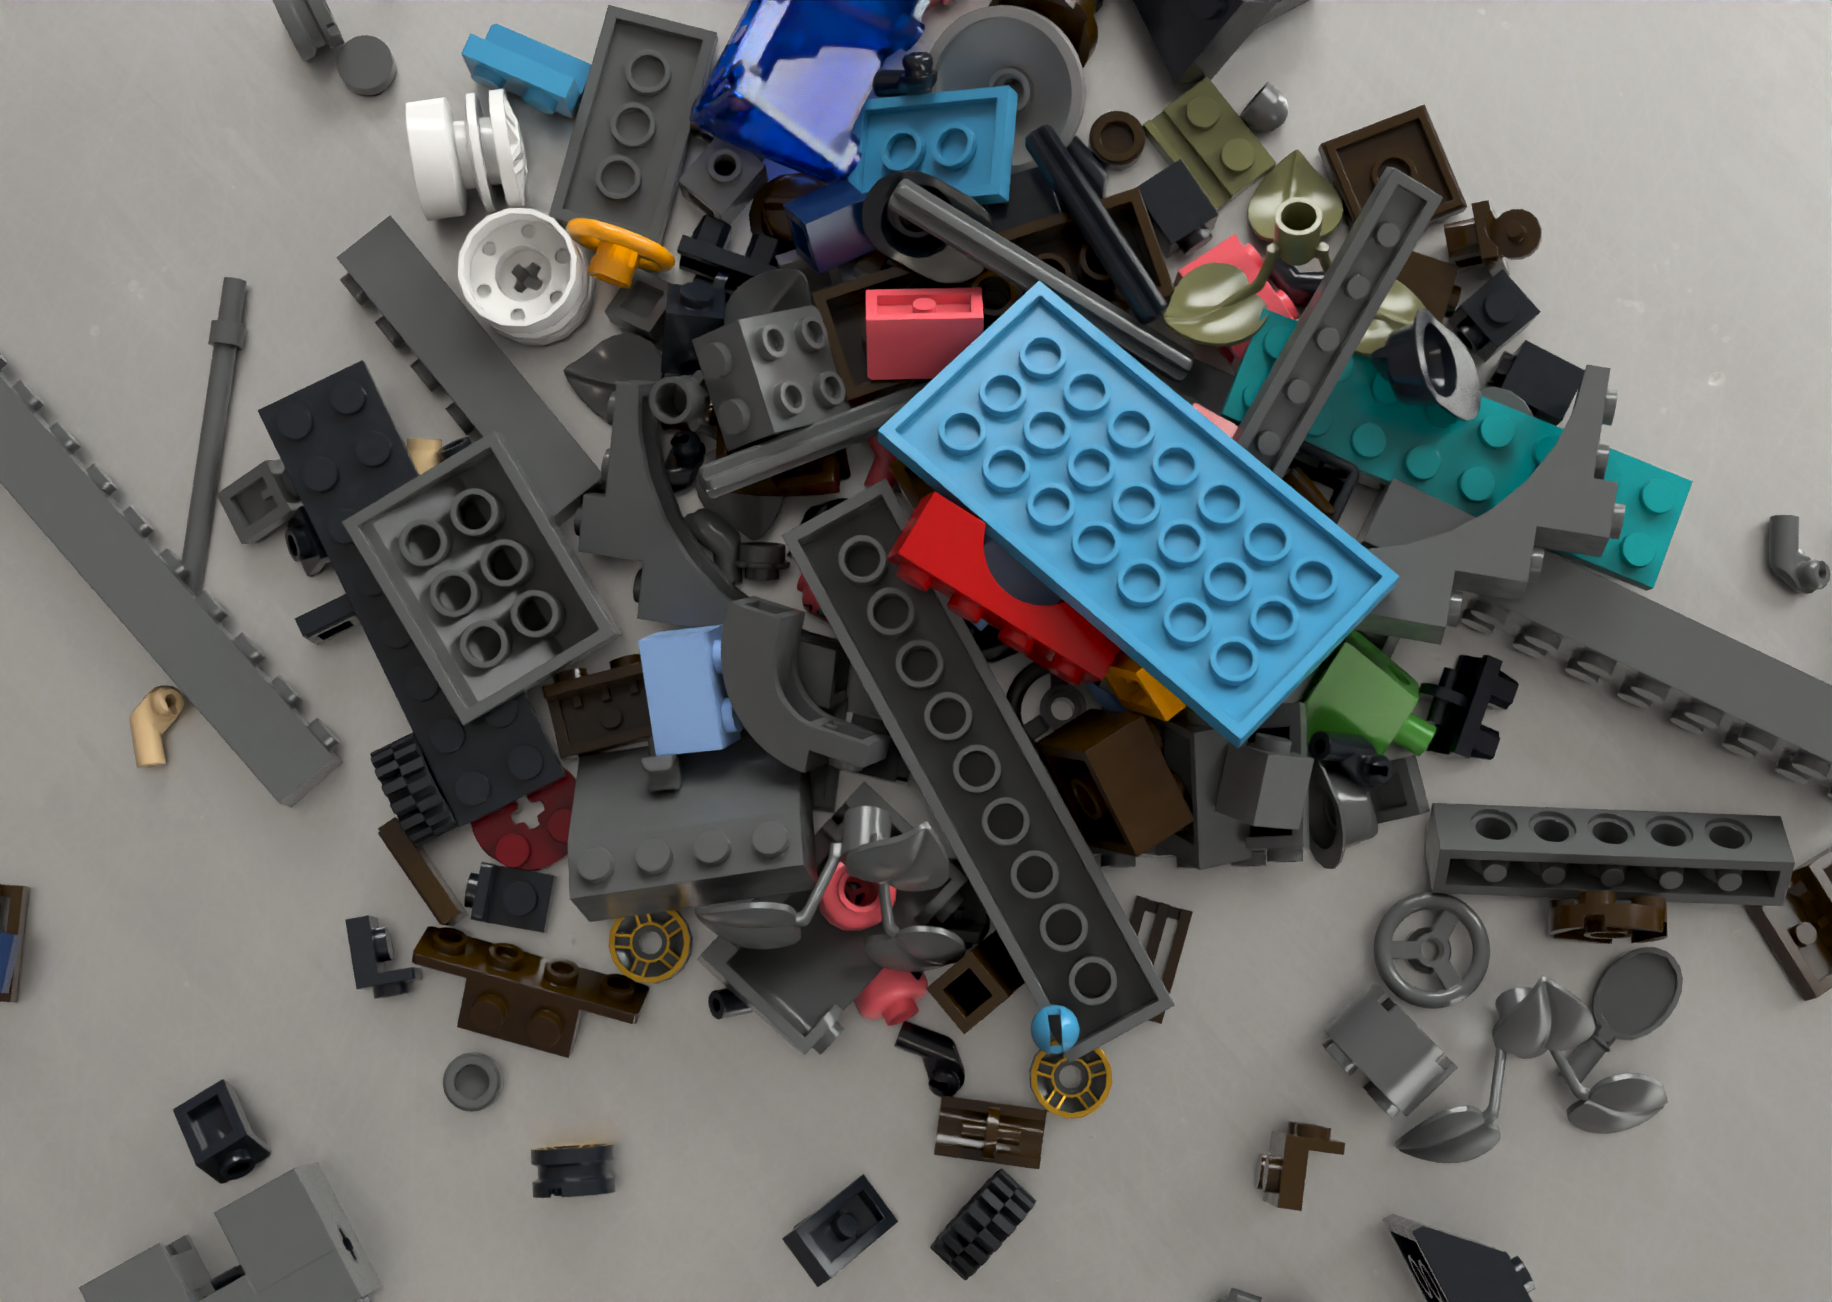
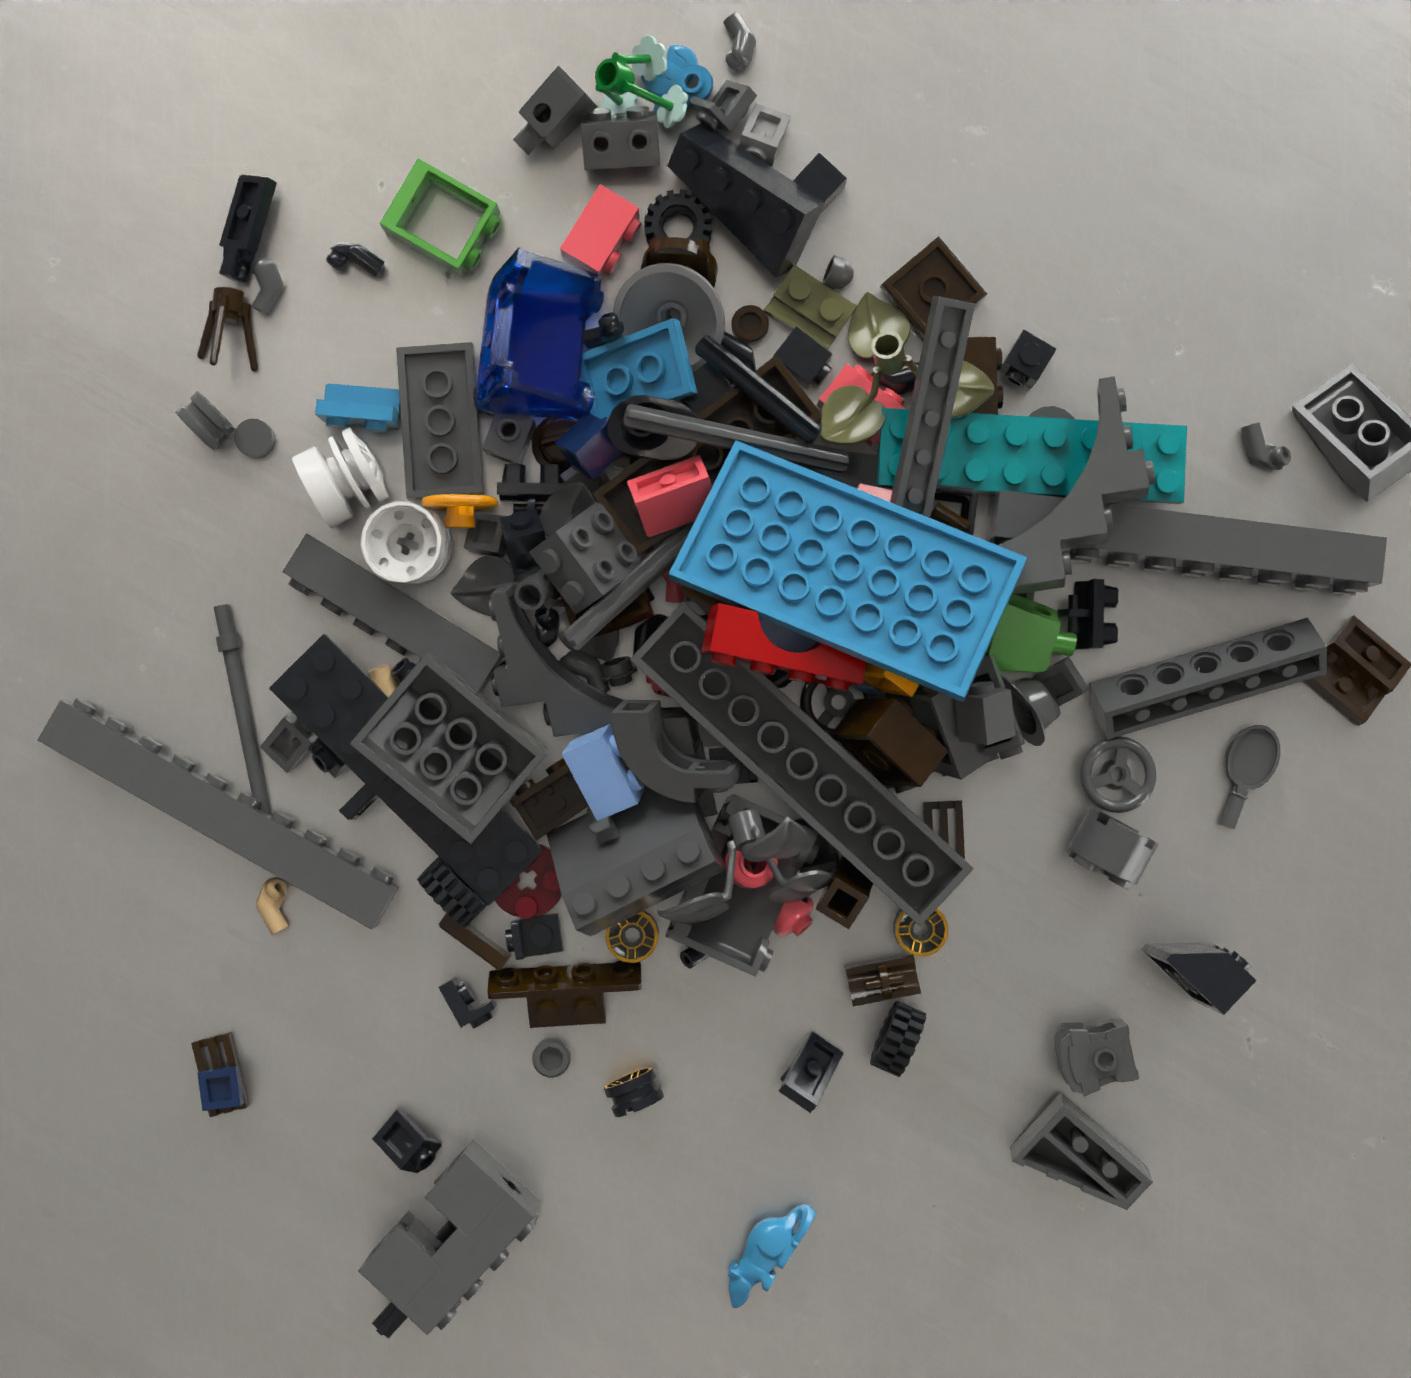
camera: 20 degrees left, 5 degrees up
(939, 1057) = (834, 943): black arm -> none
(1041, 1029) = (896, 912): dark azure hinge -> none
(1283, 1170) = (1071, 939): dark brown bracket -> none
(1353, 755) = (1032, 672): black arm -> none
(1430, 367) = (1001, 413): black piece -> none
(1490, 238) = (1011, 310): dark brown hips -> none
(1528, 1027) = (1198, 801): dark grey plant -> none
(1539, 379) = (1069, 391): black brick -> none
(1600, 919) = (1219, 718): dark brown plate -> none

